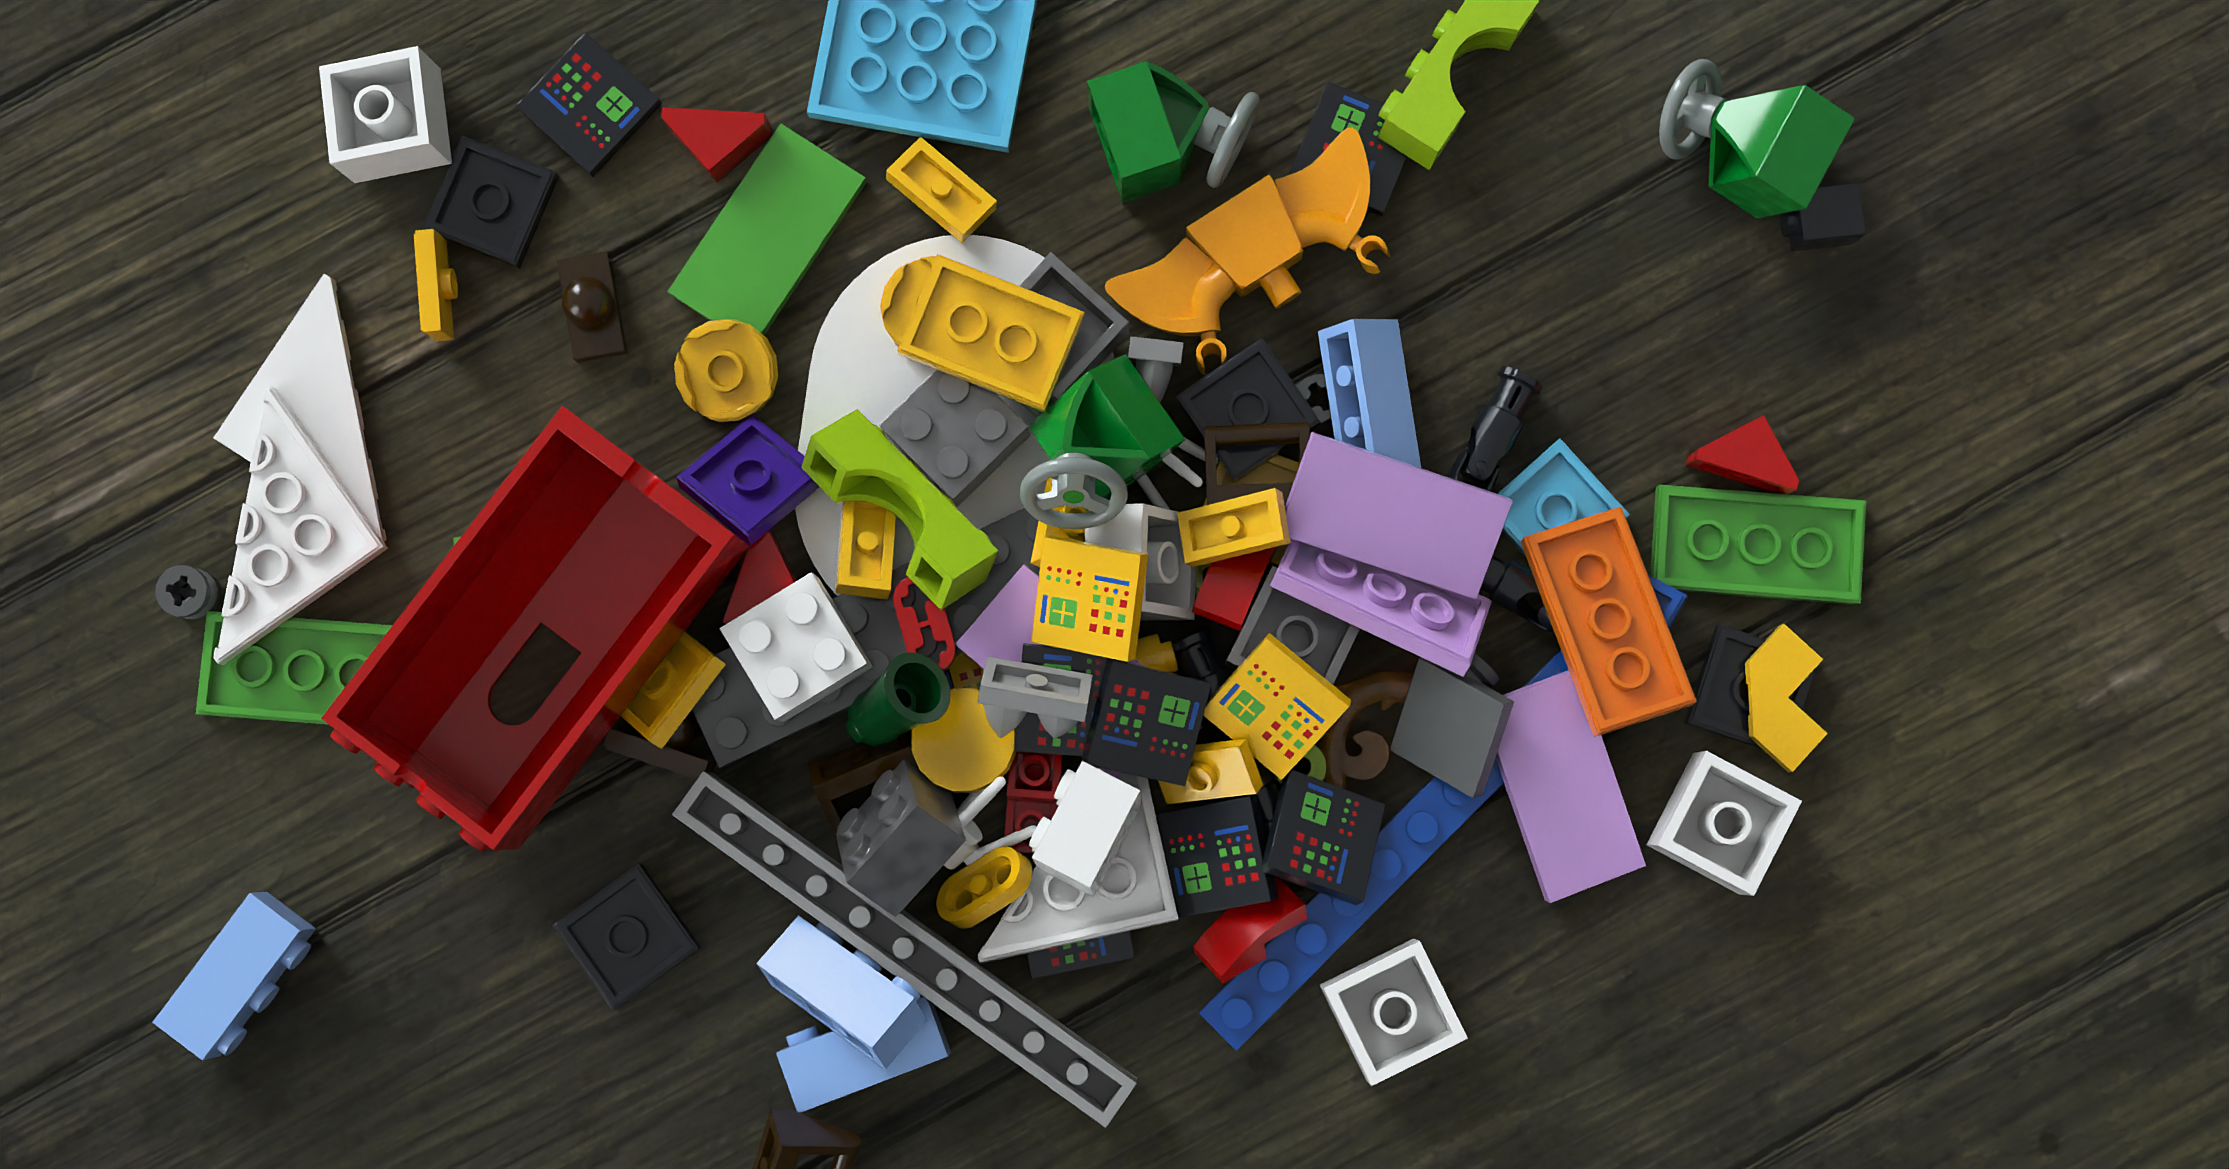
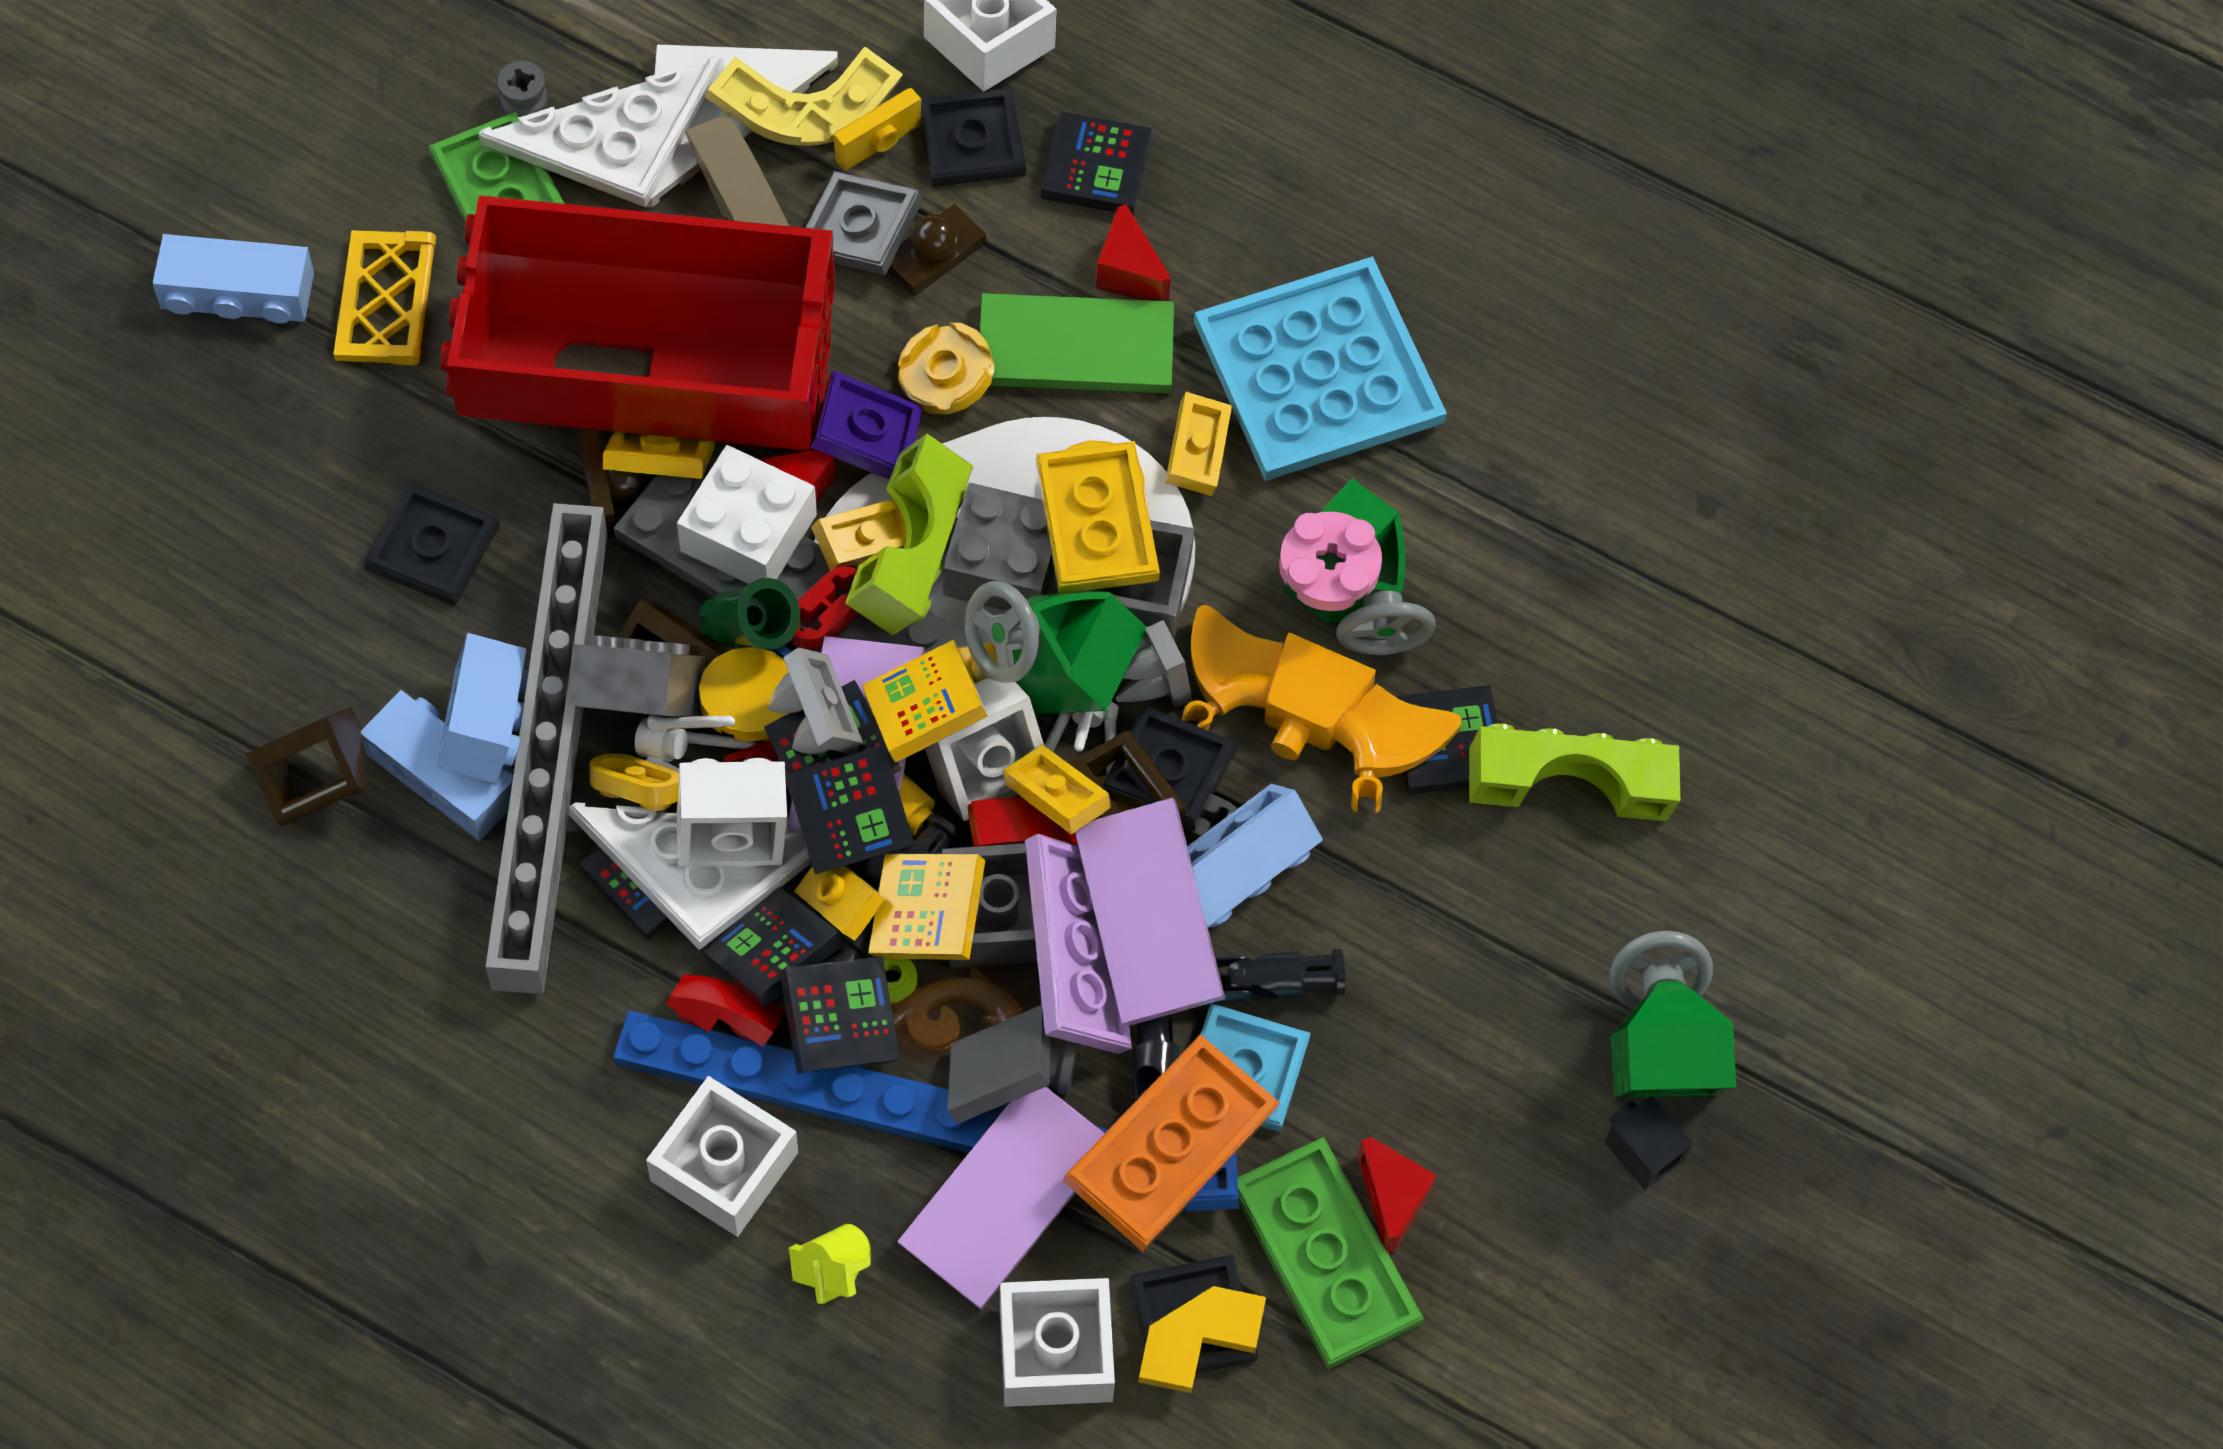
camera: 50 degrees right, 20 degrees down
(296, 855) = (378, 348): none -> yellow window
(381, 347) = (803, 117): none -> light yellow plate
(428, 449) = (733, 173): none -> dark tan slope
(524, 360) = (866, 220): none -> tile
(1163, 121) = (1334, 533): none -> bright pink plate
(1537, 967) = (831, 1262): none -> neon yellow piece

